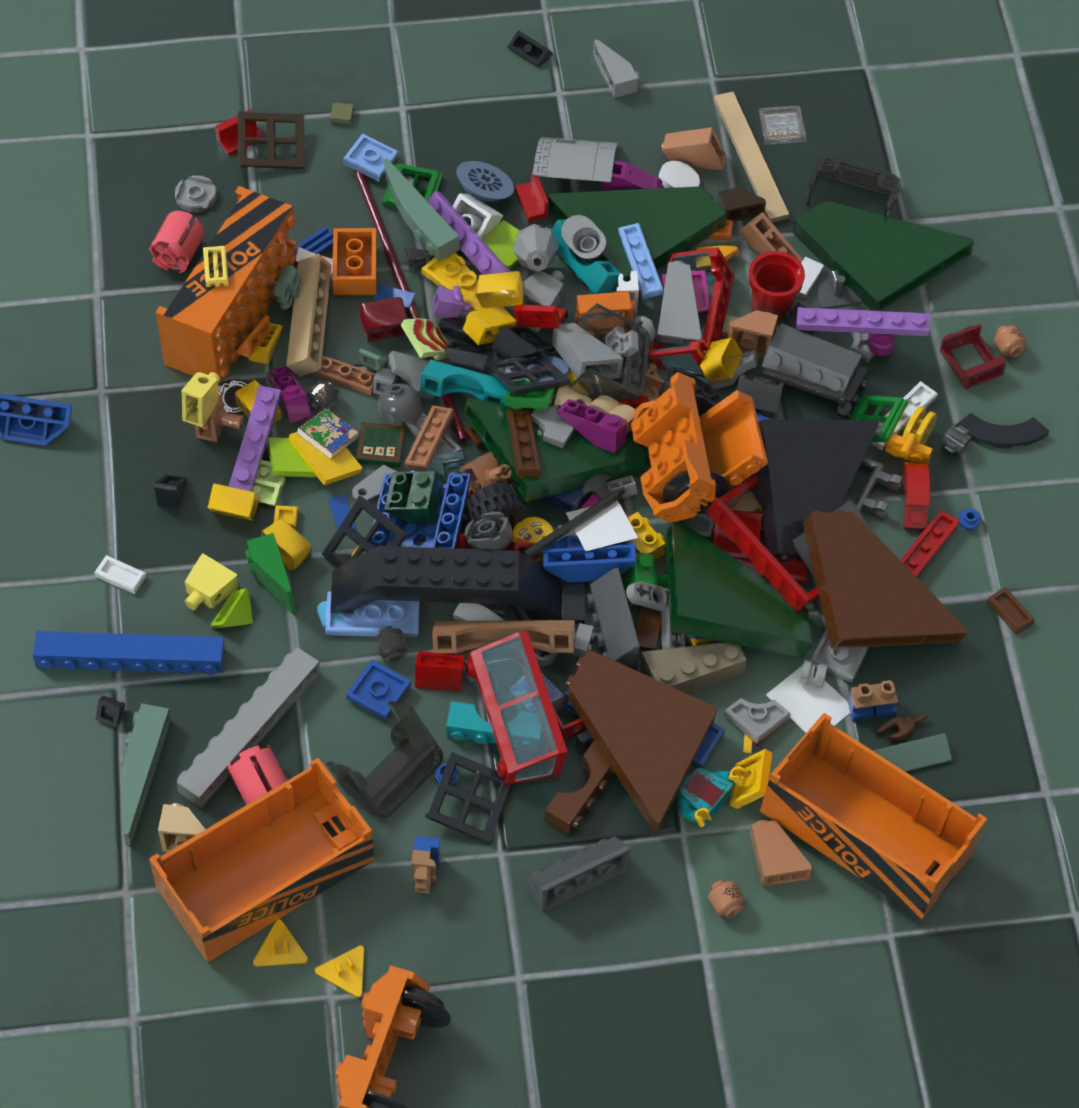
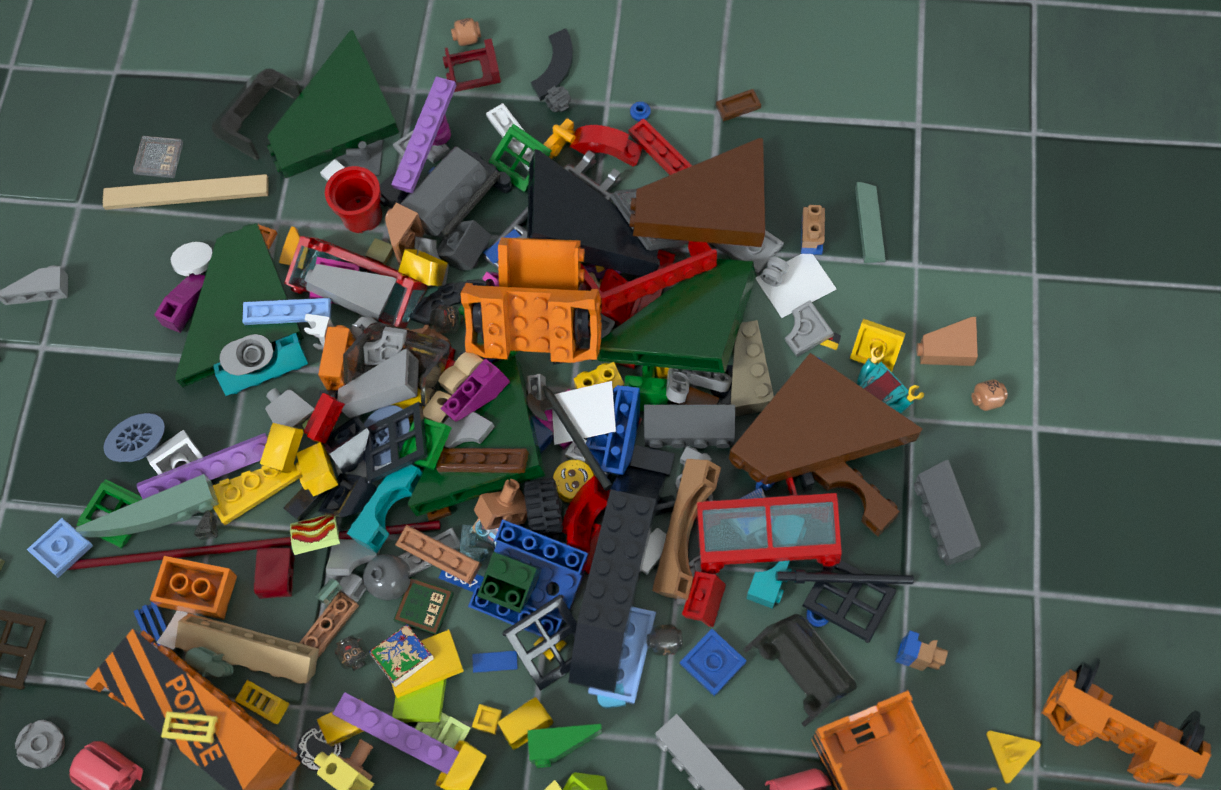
camera: 70 degrees left, 10 degrees up
(255, 339) = (261, 711): orange slope -> none
(293, 398) = (330, 689): magenta slope -> none
(372, 484) = (470, 621): light grey piece -> none
(386, 292) = (245, 557): blue sticker -> none
(449, 302) = (278, 502): medium lavender piece -> none
(478, 744) = (801, 577): none -> black bar
(490, 532) = (581, 513): dark grey cylinder -> none
(501, 243) = (215, 433): lime tile -> none
(533, 199) = (169, 397): red panel -> none
(535, 247) = (242, 404): light grey cone -> none
(574, 159) = (138, 344): light grey sticker -> none
(696, 148) = (163, 237): nougat slope -> none
(740, 204) = (240, 211): dark brown slope -> none
(765, 237) = (293, 198): nougat slope -> none
(871, 817) = (942, 253): orange piece -> none
(904, 726) = (836, 214): reddish brown hand -> none
(921, 425) = (539, 122): yellow head -> none

